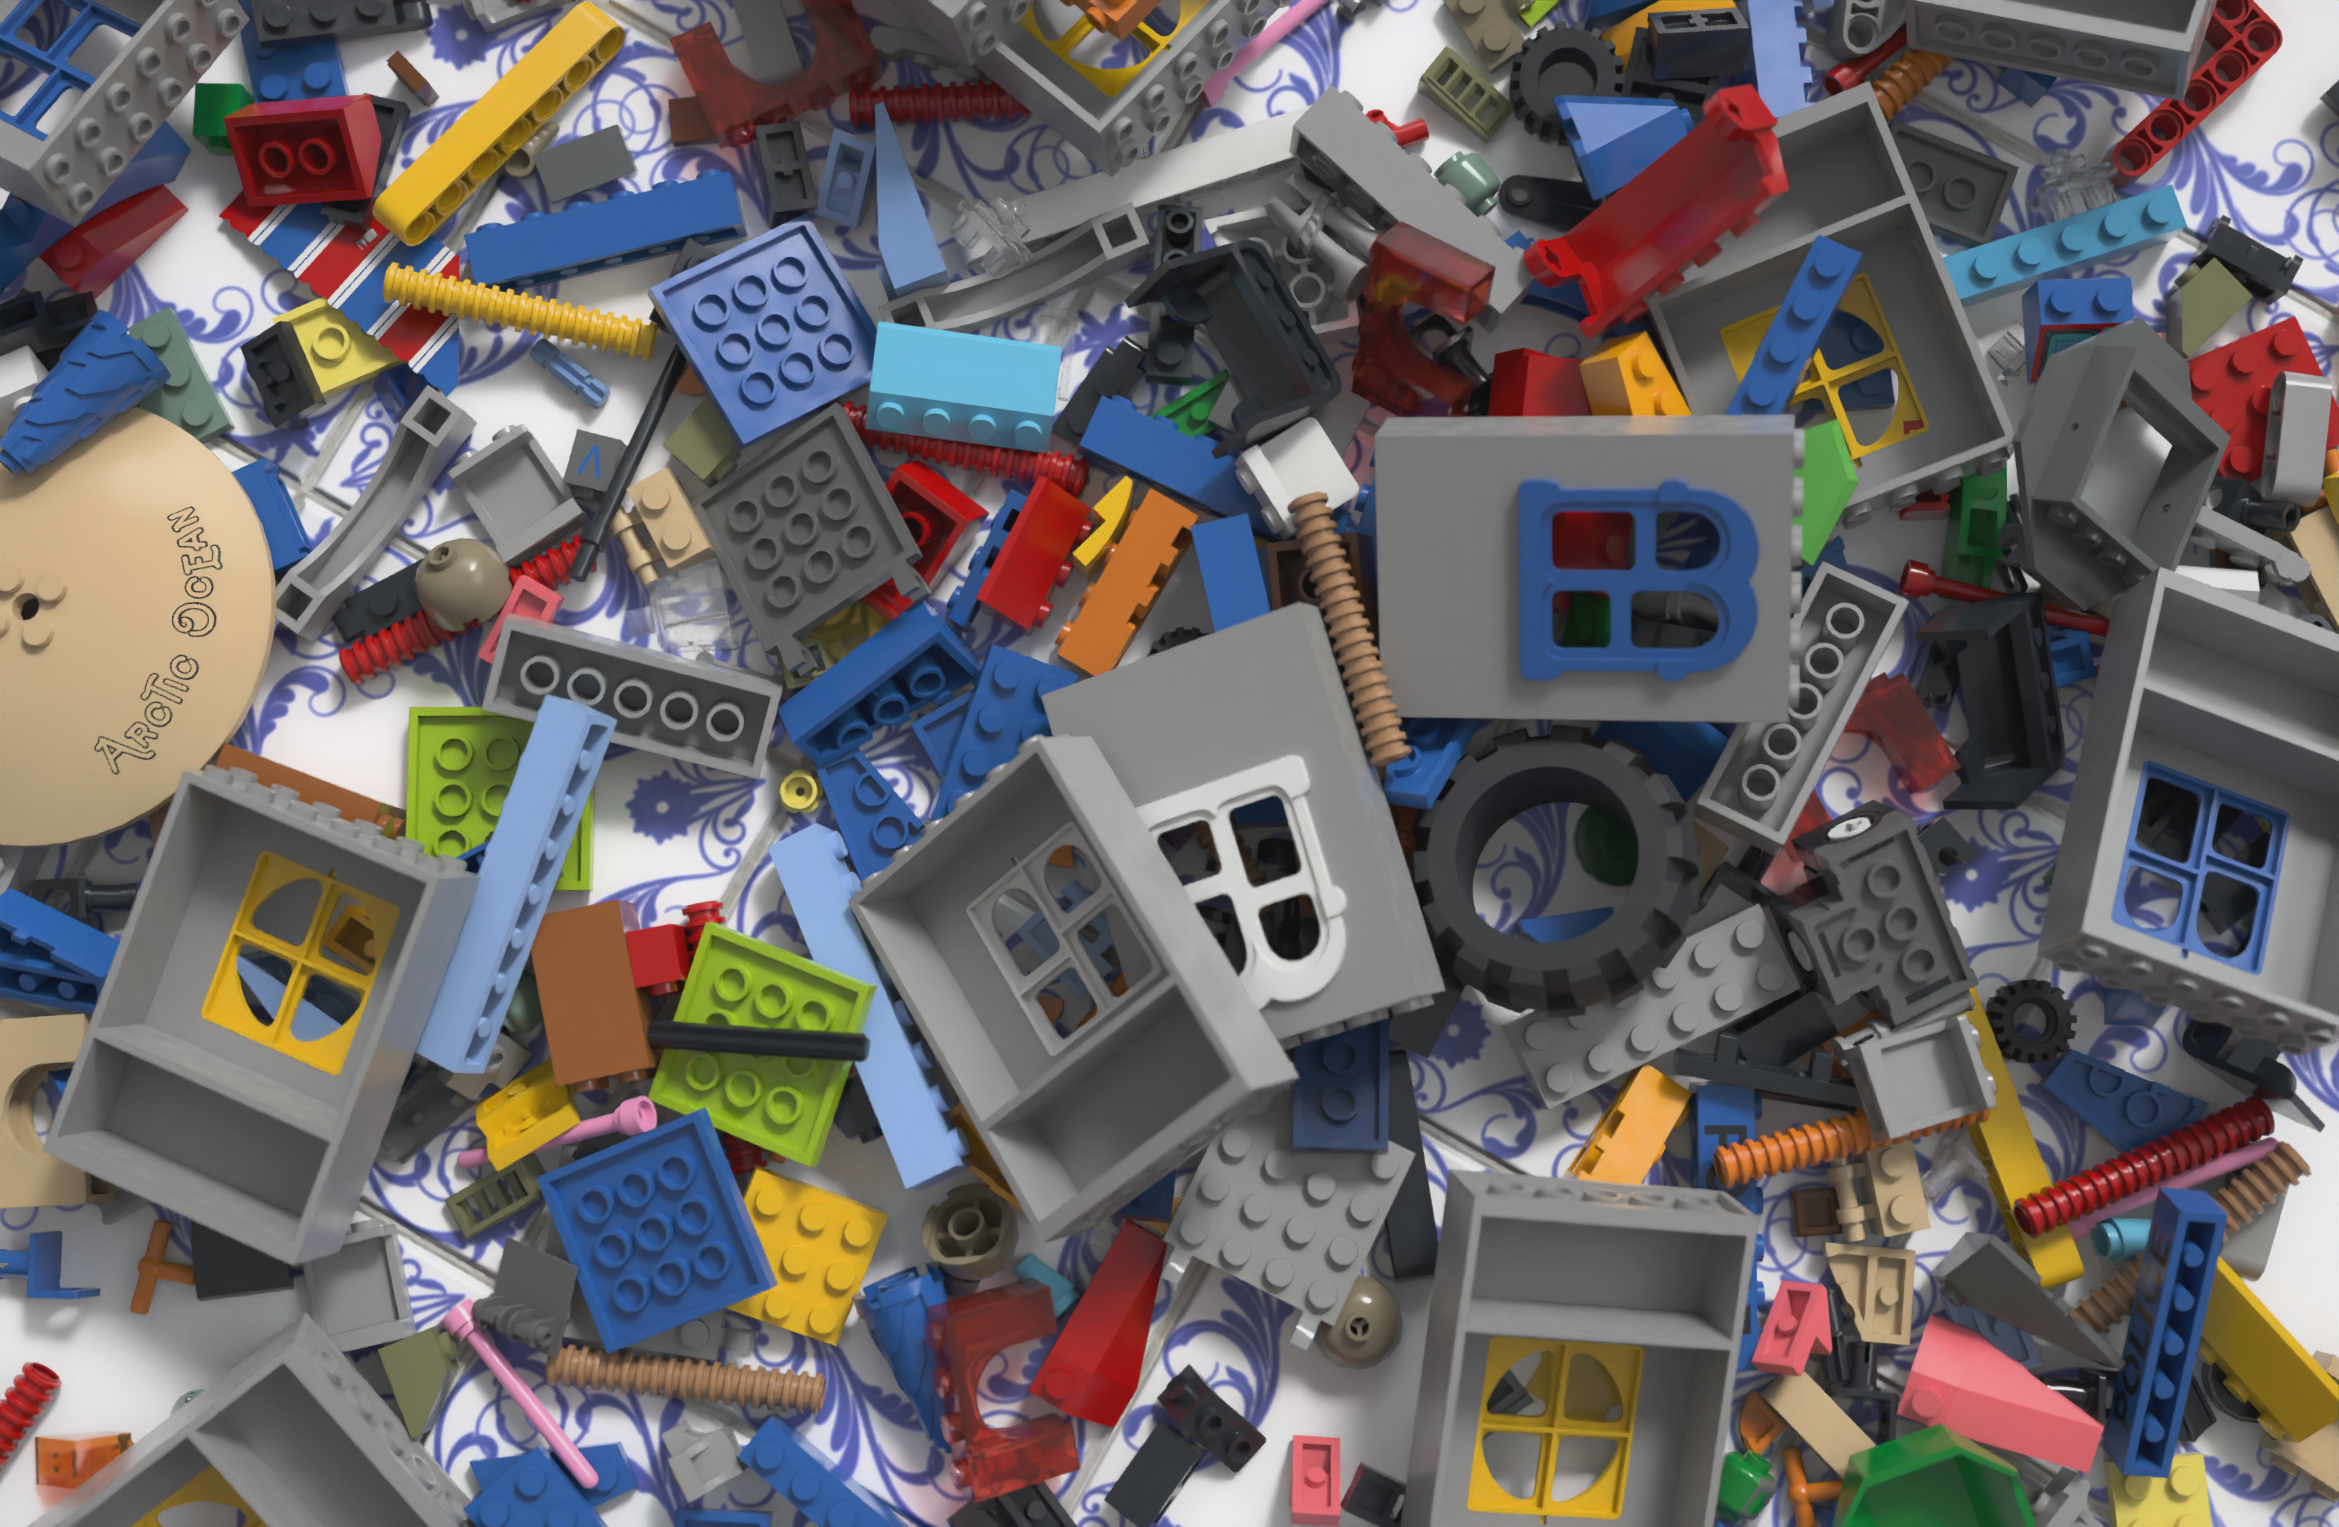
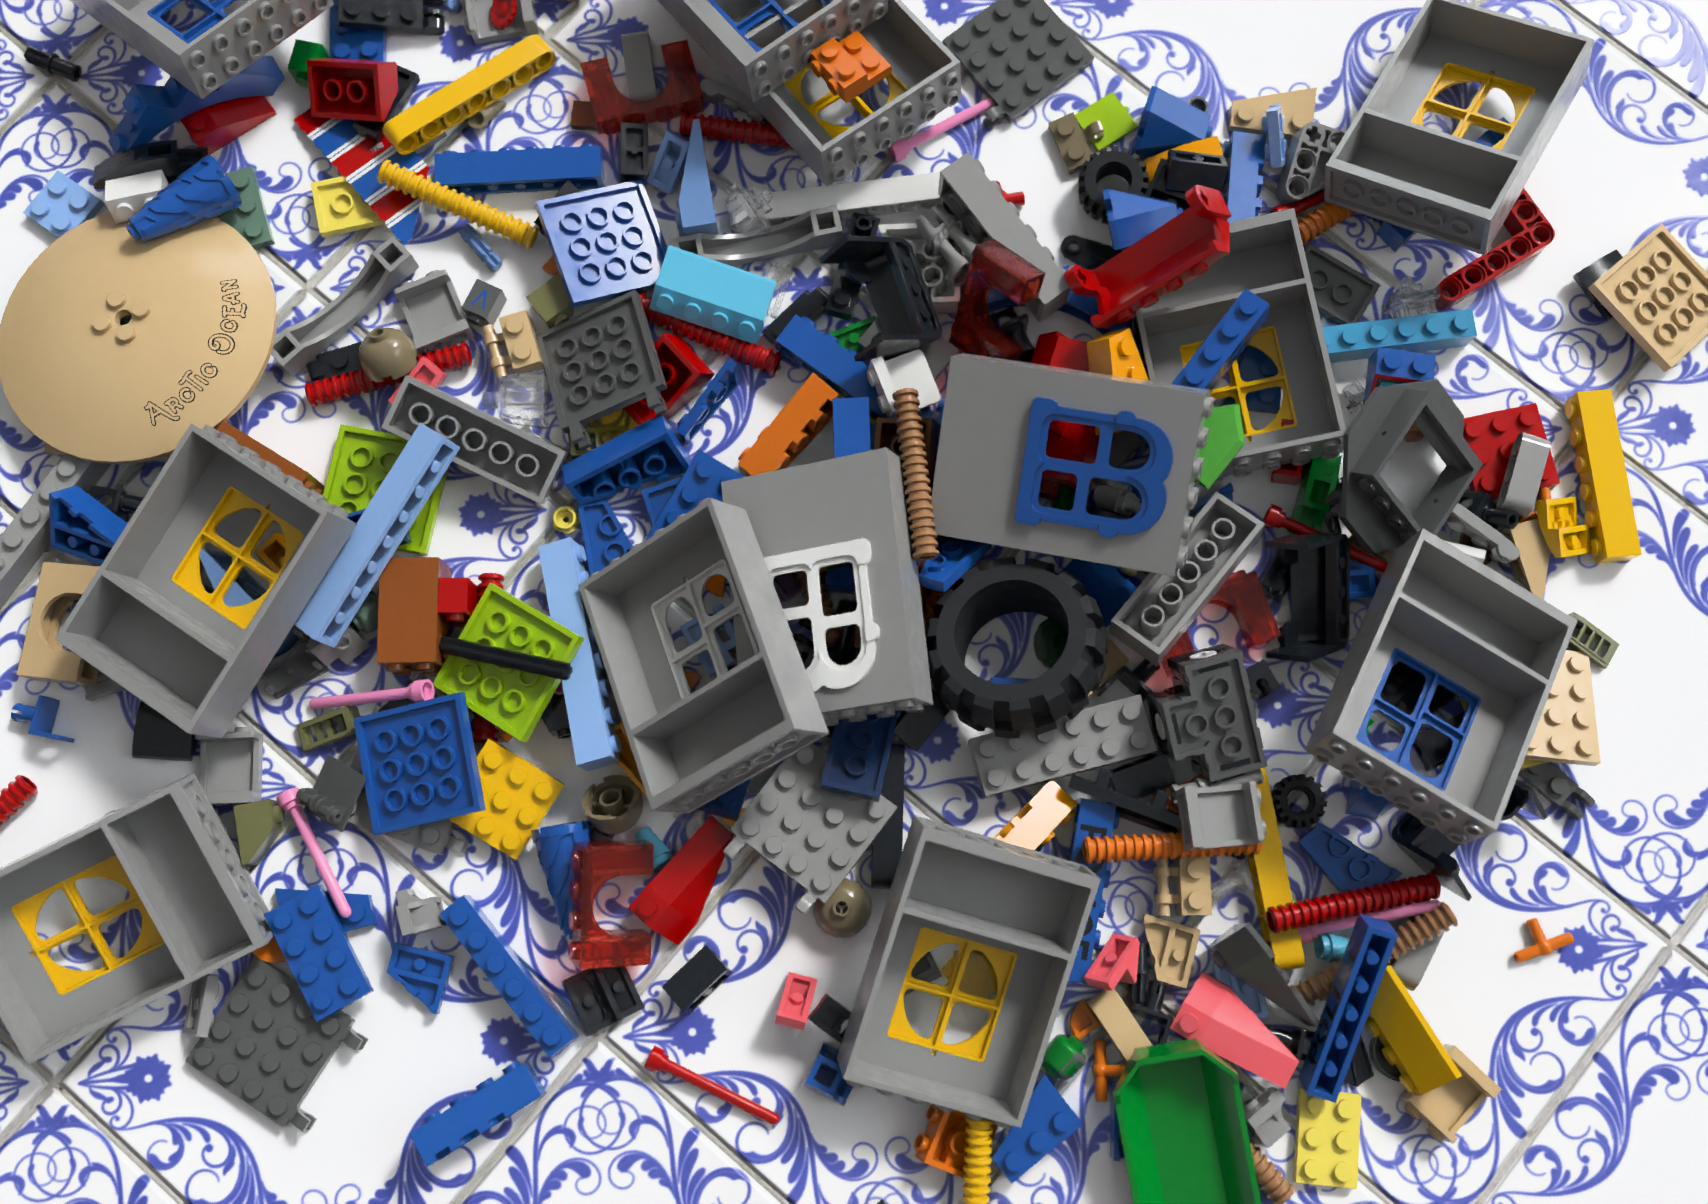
camera: 10 degrees right, 5 degrees down
(76, 1457) = (30, 837): clear orange slope -> none
(154, 1267) = (110, 732): orange piece -> none
(277, 514) = (287, 295): blue window -> none
(283, 376) = (309, 216): black bracket -> none
(399, 390) = (375, 236): clear blue slope -> none
(412, 79) = (424, 61): reddish brown tile -> none
(525, 1115) = (355, 681): yellow slope -> none
(585, 163) = (516, 126): dark grey hinge -> none
(597, 534) = (474, 341): black bar -> none
(687, 1379) = (419, 862): medium nougat piece -> none
(1035, 557) = (736, 404): red slope -> none
(1110, 518) = (787, 385): yellow slope -> none
(1211, 1419) = (739, 951): black bracket -> none
(1472, 179) = (1046, 230): sand green head -> none
(1475, 83) = (1046, 161): olive slope -> none
(1814, 1212) = (1141, 895): reddish brown tile -> none
(2201, 305) = (1479, 385): olive slope -> none
(2254, 265) = (1510, 366): black hinge -> none

